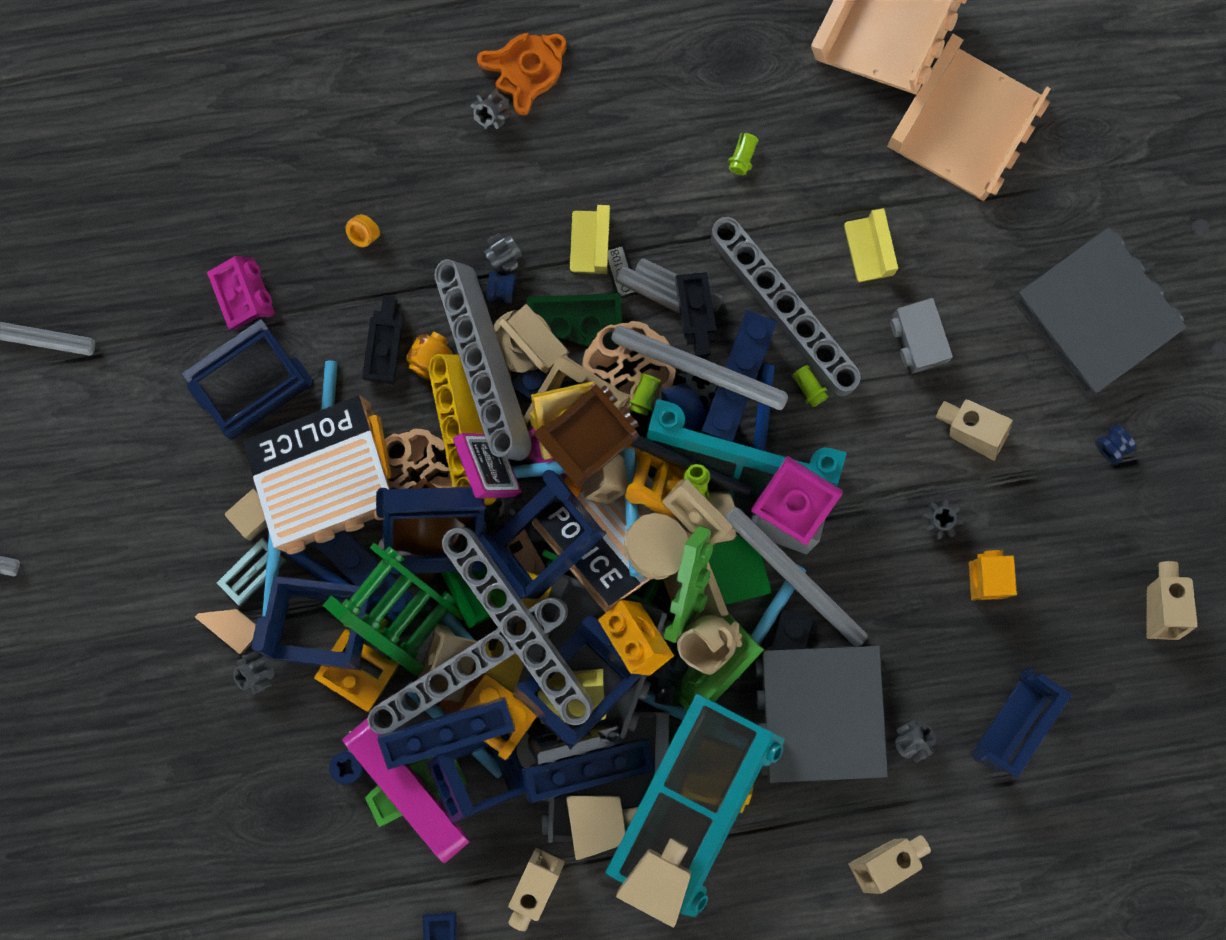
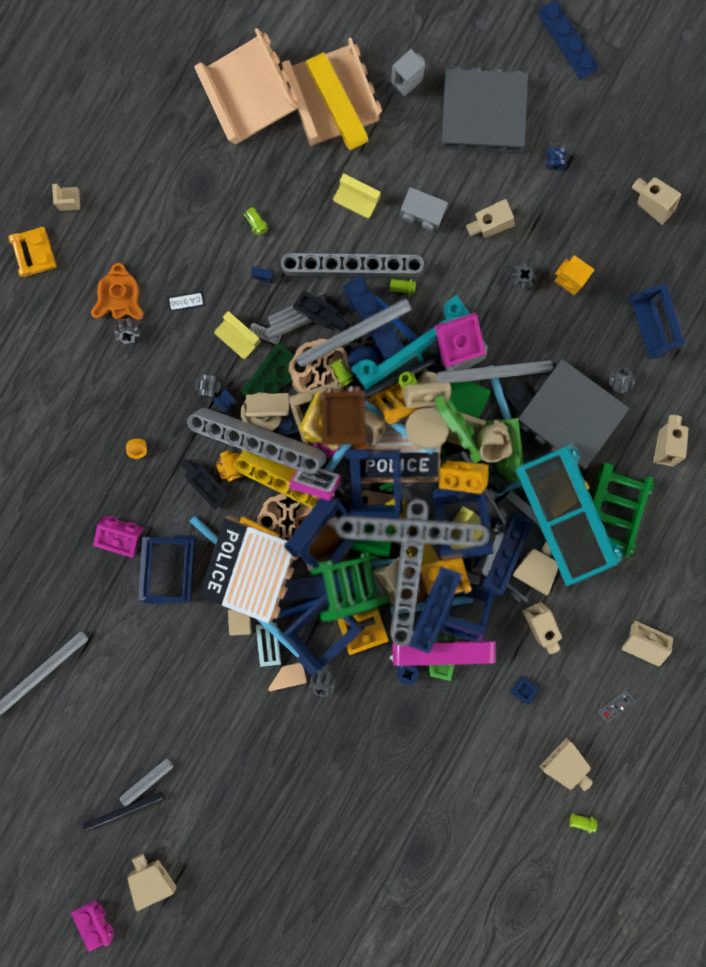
camera: 55 degrees left, 5 degrees up
(583, 150) = (186, 301): none -> sticker
(658, 883) = (594, 563): tan torso -> none
(686, 211) = (262, 274): none -> dark blue tile
(755, 830) = (601, 495): none -> green fence
(962, 133) = (336, 101): none -> yellow beam
(1067, 186) = (408, 72): none -> light grey piece

